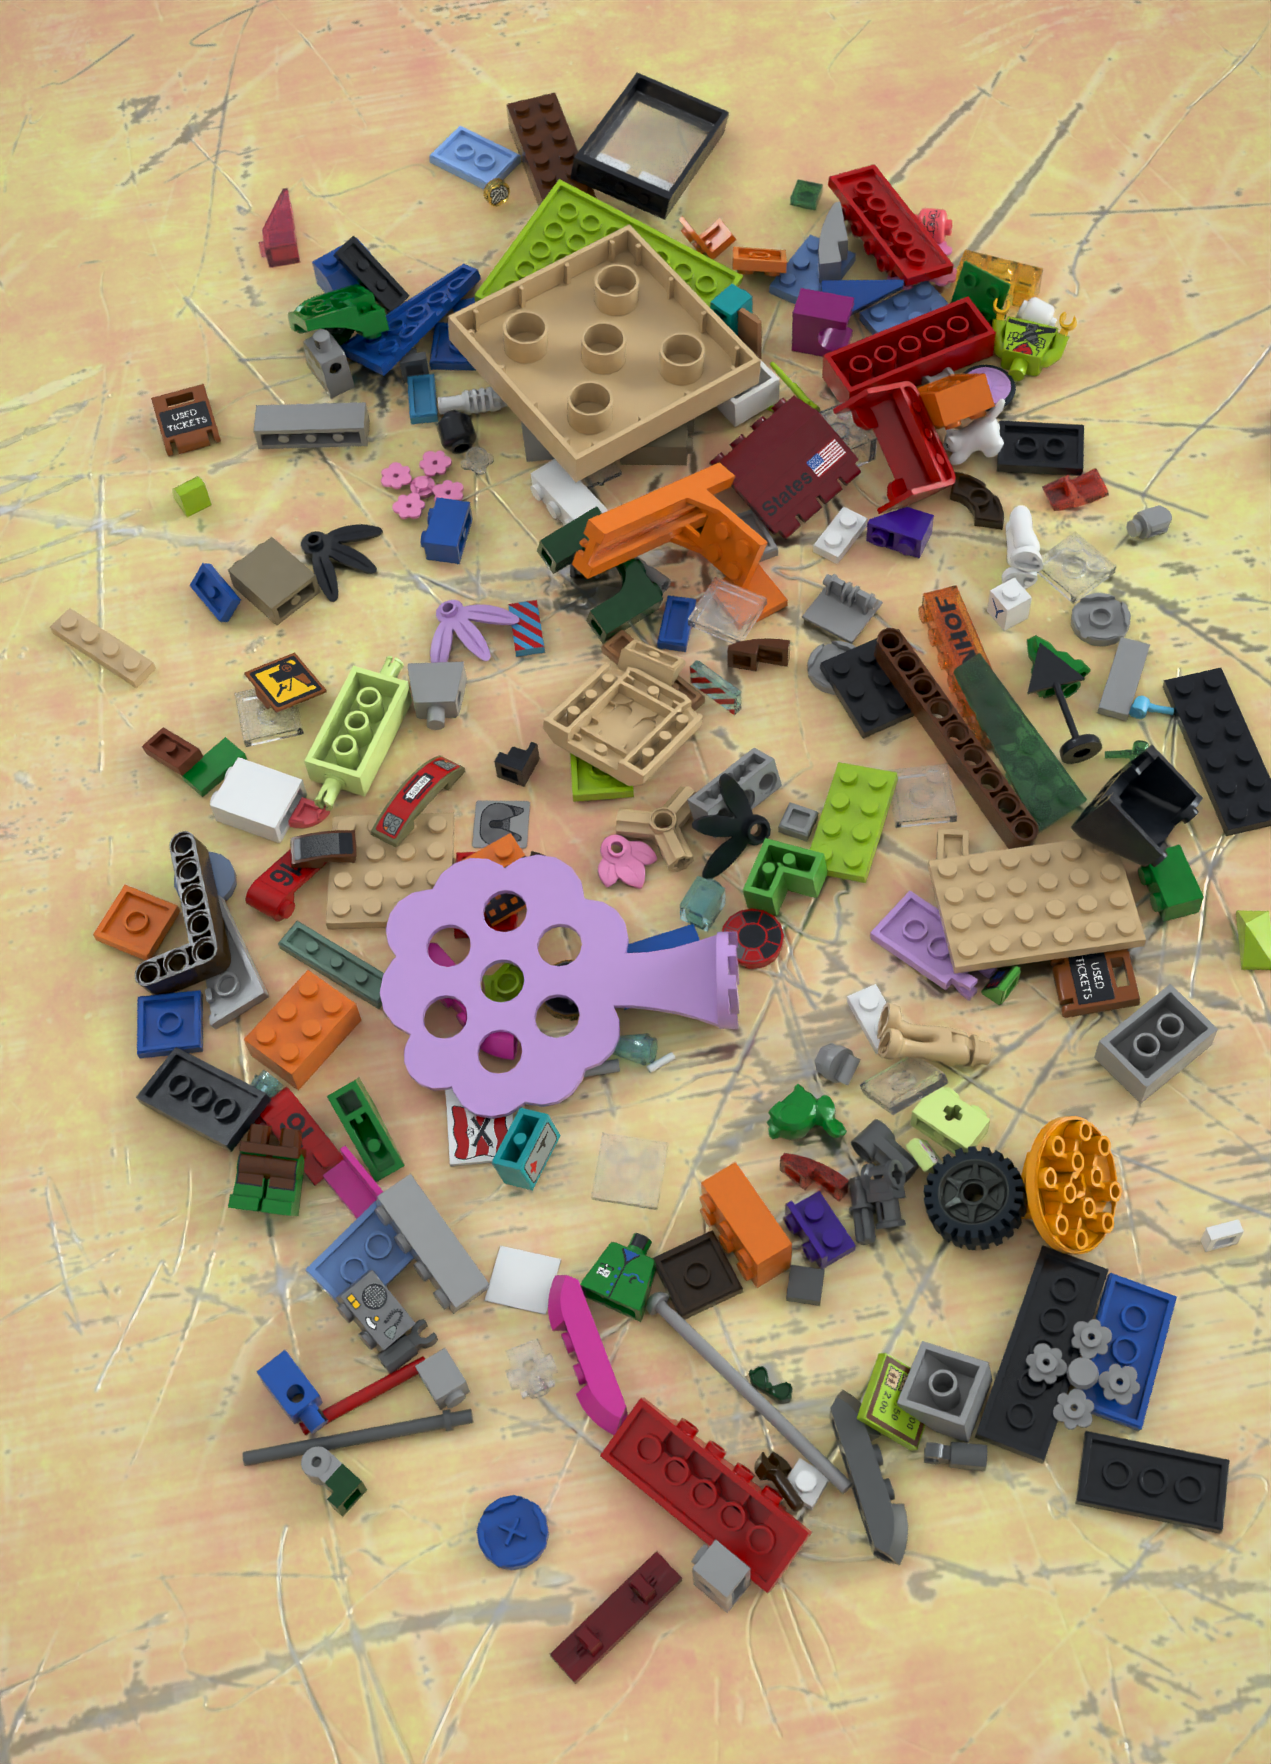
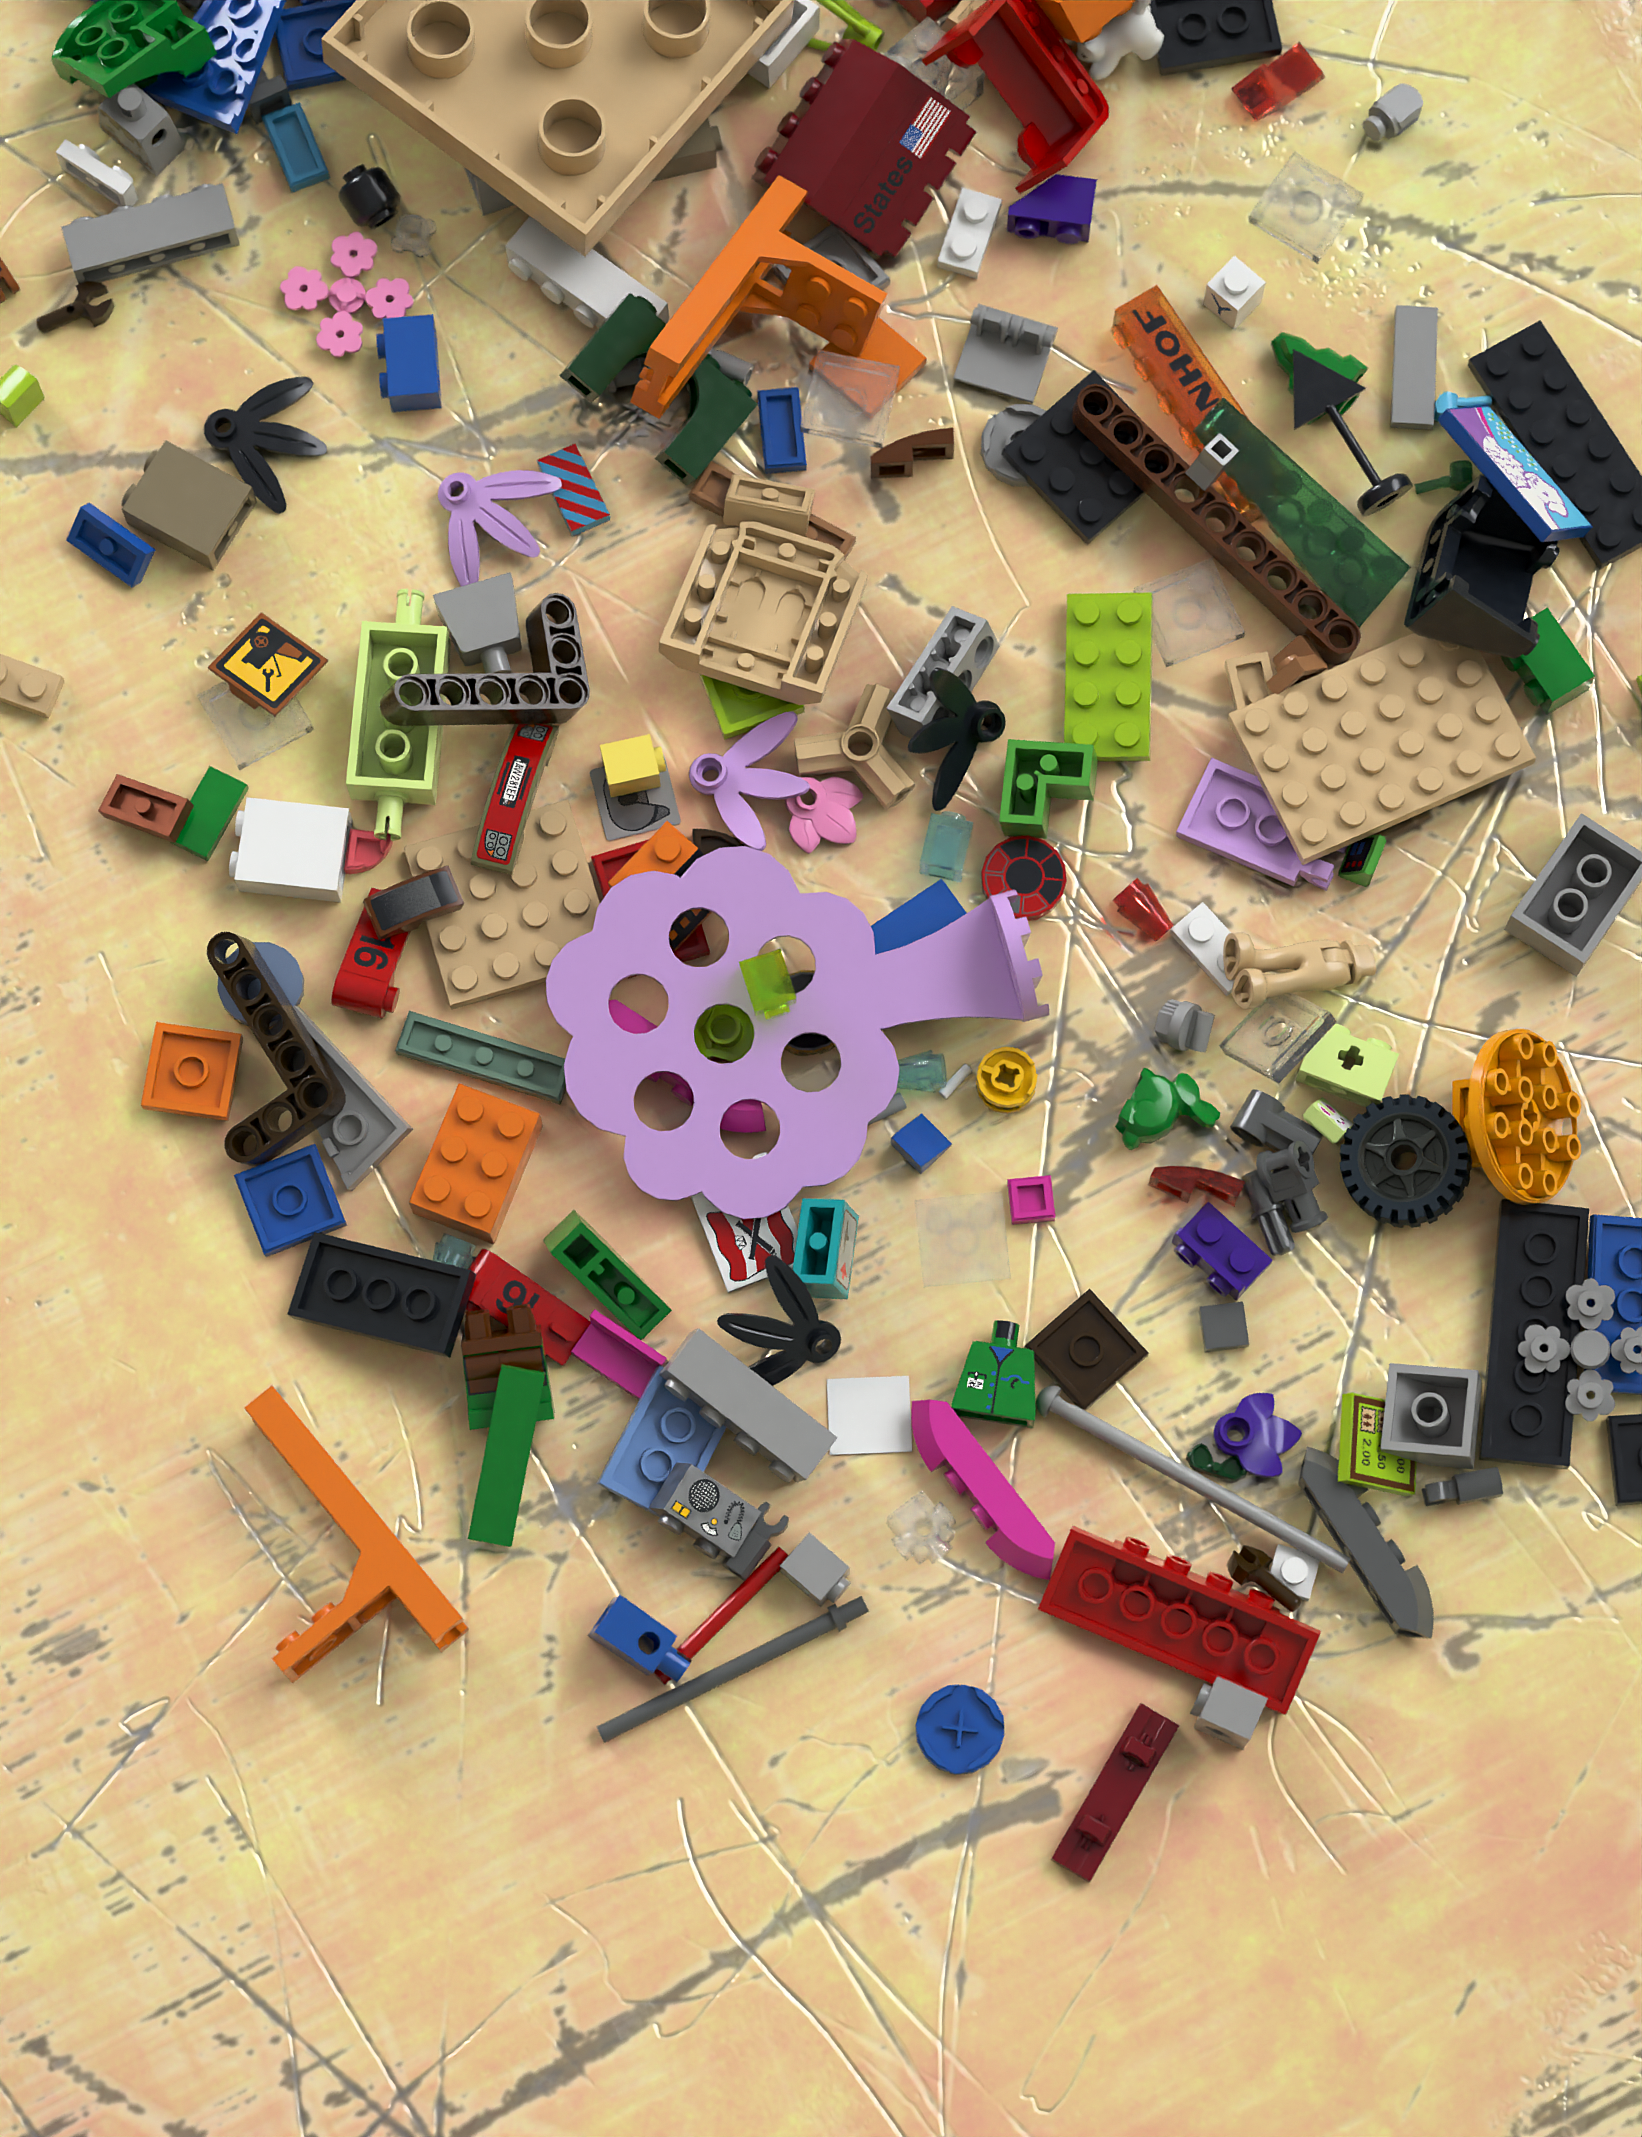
camera: 20 degrees left, 15 degrees up
(125, 1284) = (383, 1567): none -> orange piece
(246, 1232) = (506, 1455): none -> green tile
(254, 458) = (79, 308): none -> dark brown bar
(289, 383) = (86, 167): none -> white plate
(327, 1470) = (708, 1719): leg -> none
(430, 727) = (504, 689): none -> dark brown beam
(472, 402) = (370, 139): white hinge -> none
(485, 1205) = (795, 1340): none -> black plant
(503, 800) = (632, 765): none -> light yellow brick
(518, 764) = (630, 704): black panel -> none
(541, 951) = (768, 984): none -> clear neon green brick
(572, 825) = (754, 782): none -> lavender plant
(621, 1097) = (920, 1143): none -> blue slope
(689, 1157) = (1031, 1199): none -> dark pink tile
(697, 1068) = (1006, 1079): none -> yellow wheel
(715, 687) = (868, 520): clear light blue tile -> none
(745, 1225) = (1133, 1275): orange brick -> none
(798, 821) = (1035, 692): light grey tile -> none
(811, 1371) = (1262, 1433): none -> dark purple plate
(830, 977) = (1143, 909): none -> clear red cone
(960, 691) = (1212, 461): none -> light grey piece
(979, 500) = (1148, 129): dark brown tile -> none
(988, 840) = (1295, 664): none -> medium nougat bracket
(1022, 549) = (1230, 202): white piece -> none
(1091, 983) = (1478, 830): container -> none
(1100, 619) = (1361, 281): light grey tile -> none
(1177, 754) = (1514, 473): none -> tile

